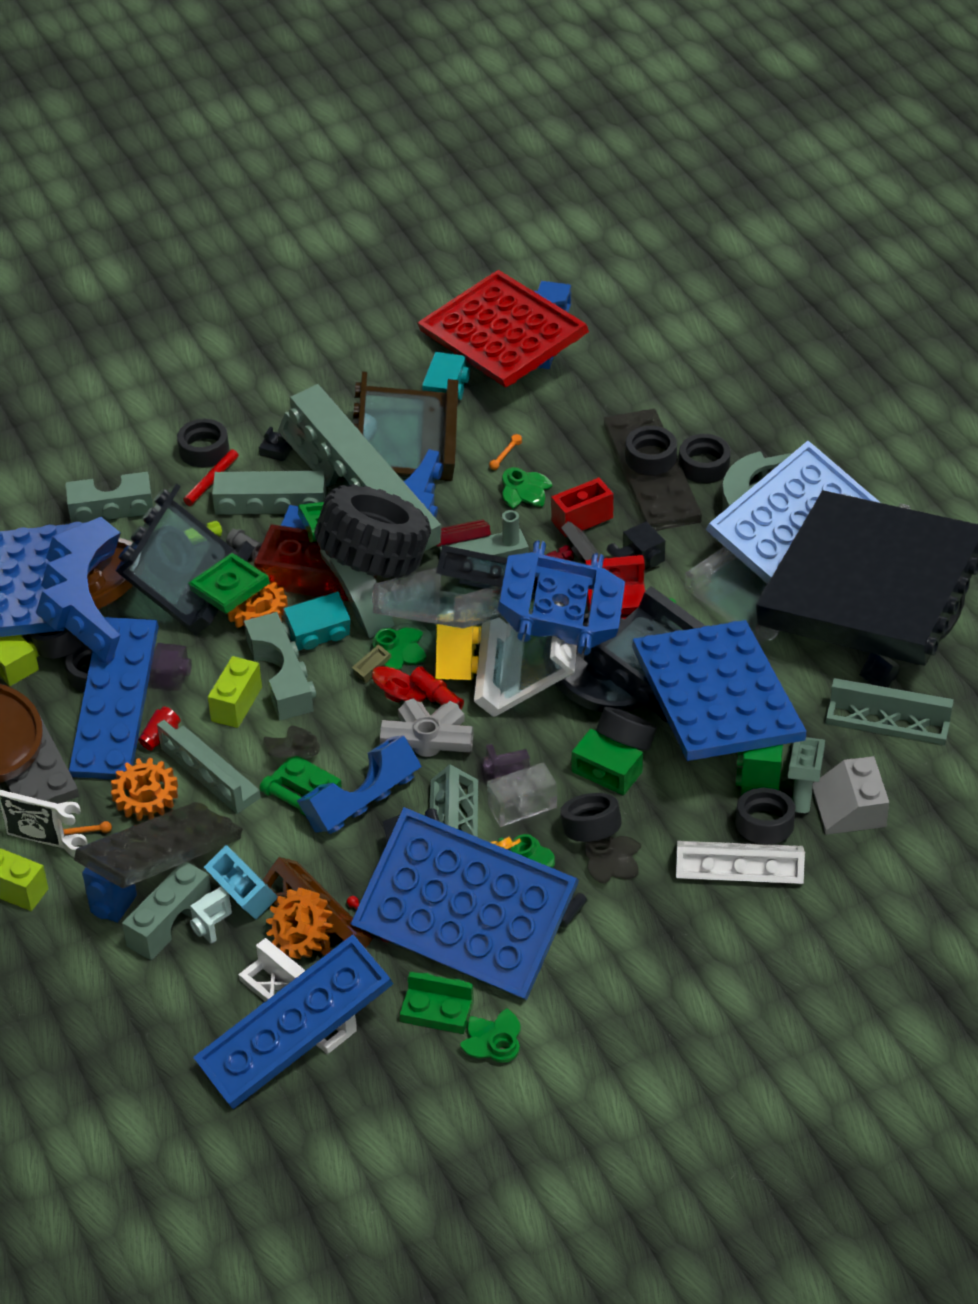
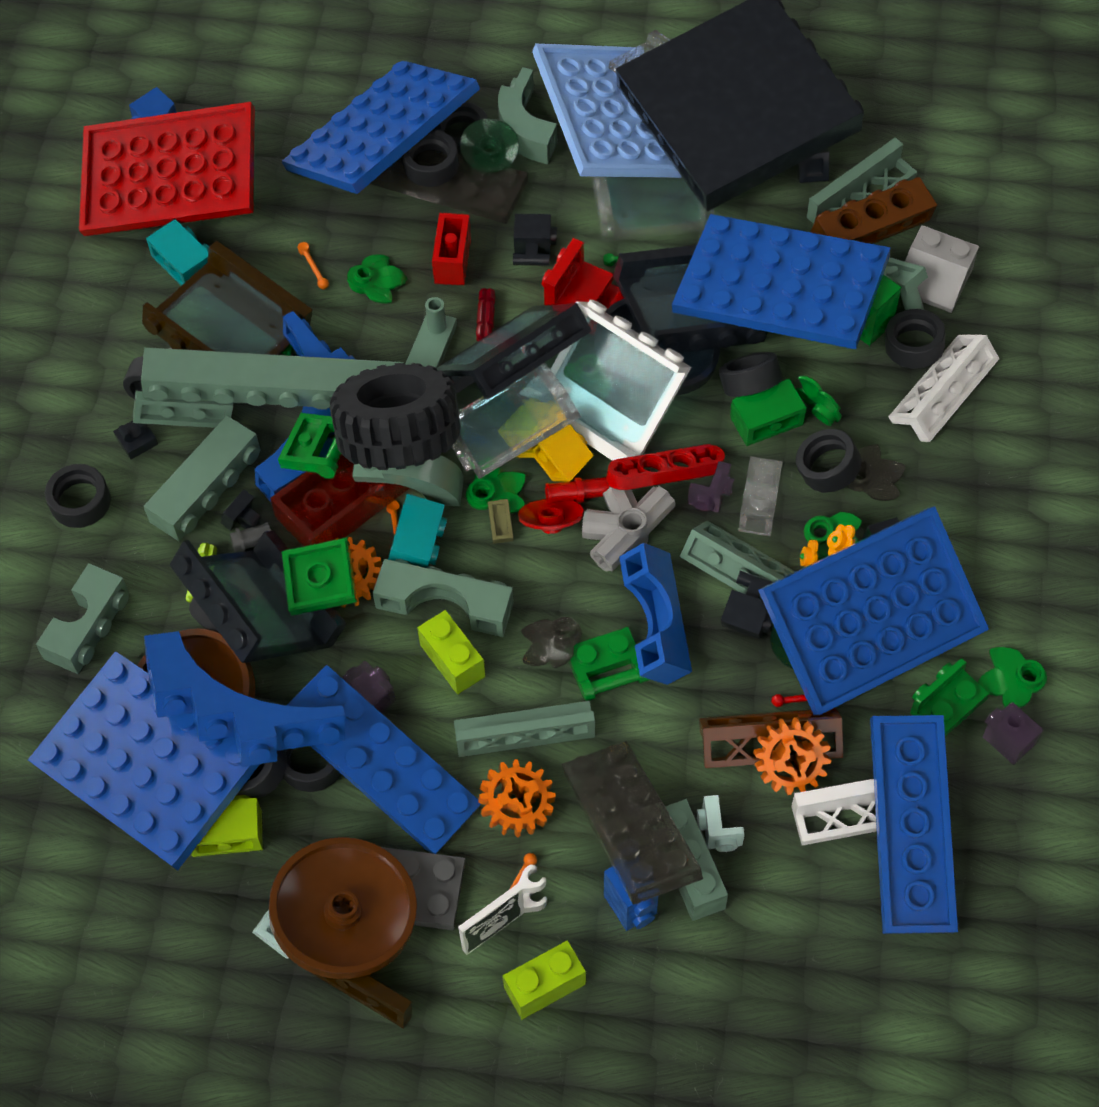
camera: 55 degrees left, 15 degrees up
(150, 736) = (441, 742): red cone -> none
(208, 480) = (128, 516): red bar -> none
(240, 882) = (707, 777): medium azure brick -> none
(257, 524) = (240, 512): none -> black tile
(436, 1056) = (1012, 732): none -> clear purple brick
(464, 532) = (398, 346): dark red tile -> none
(464, 698) = (630, 472): none -> red beam
(564, 583) = (593, 318): blue piece -> none
(582, 545) = (496, 279): dark grey plate -> none
(642, 793) = (823, 404): none -> green plate
(654, 409) = (380, 126): none -> blue plate
(699, 467) = (489, 134): none -> clear green dish
(870, 742) = (915, 209): none -> reddish brown brick

